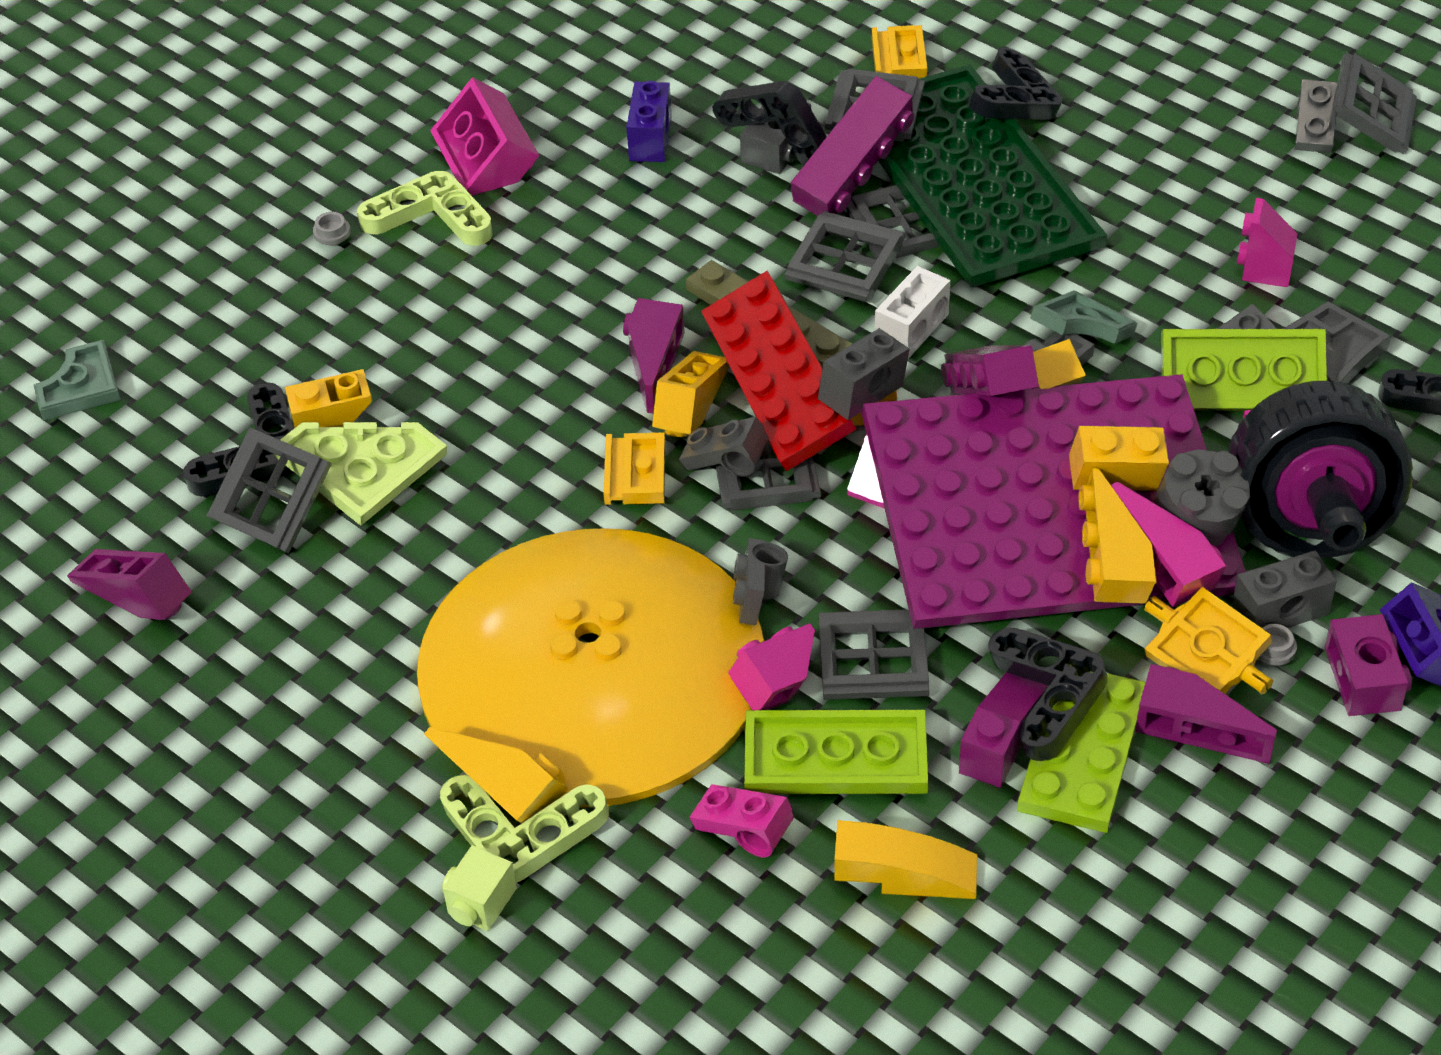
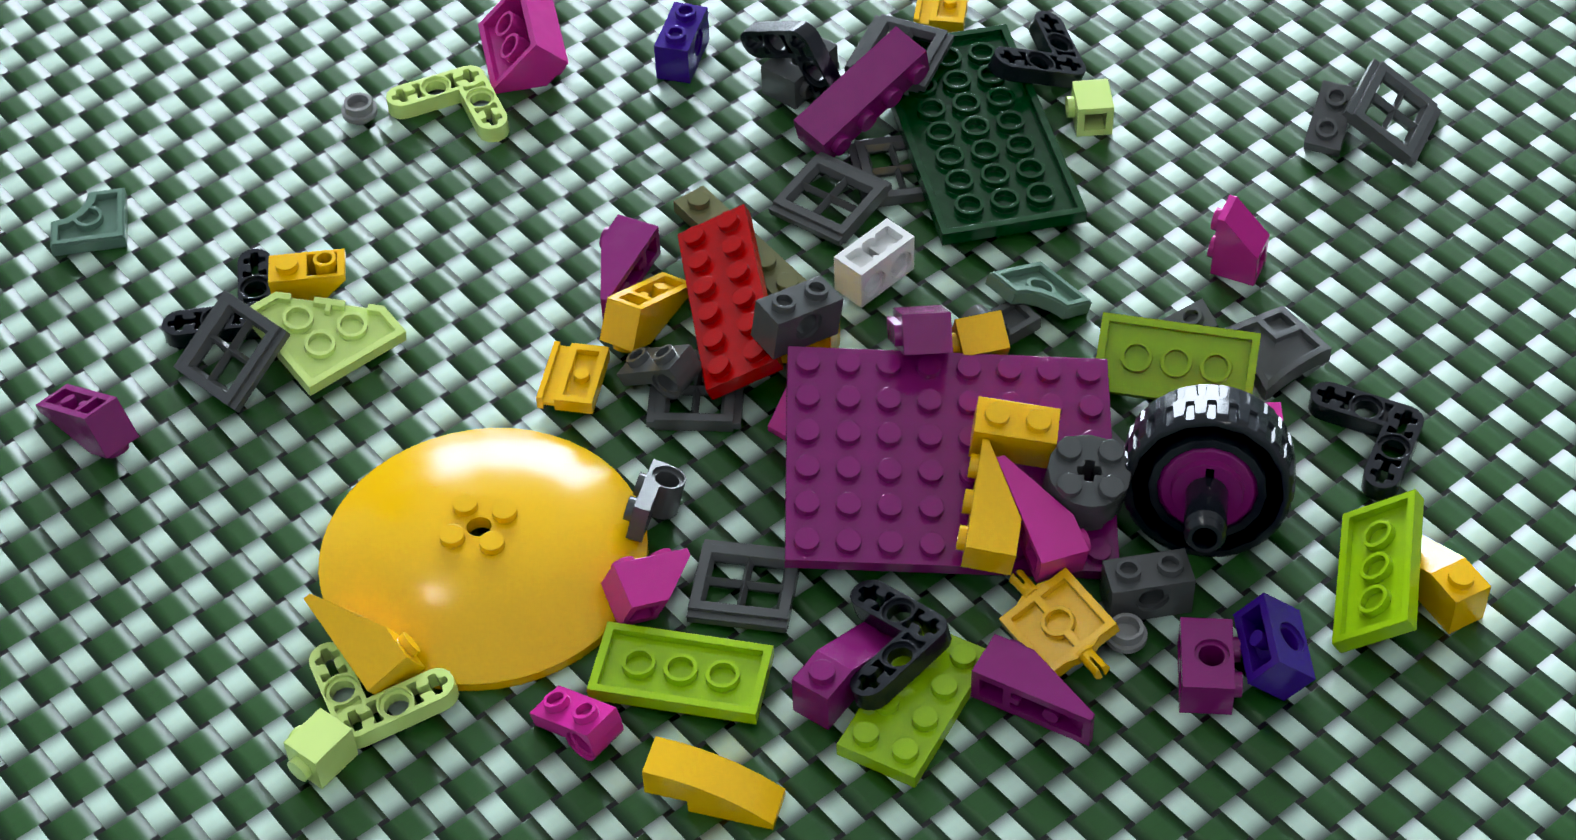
camera: 10 degrees right, 0 degrees up
(1079, 134) = (1091, 107): none -> yellowish green brick

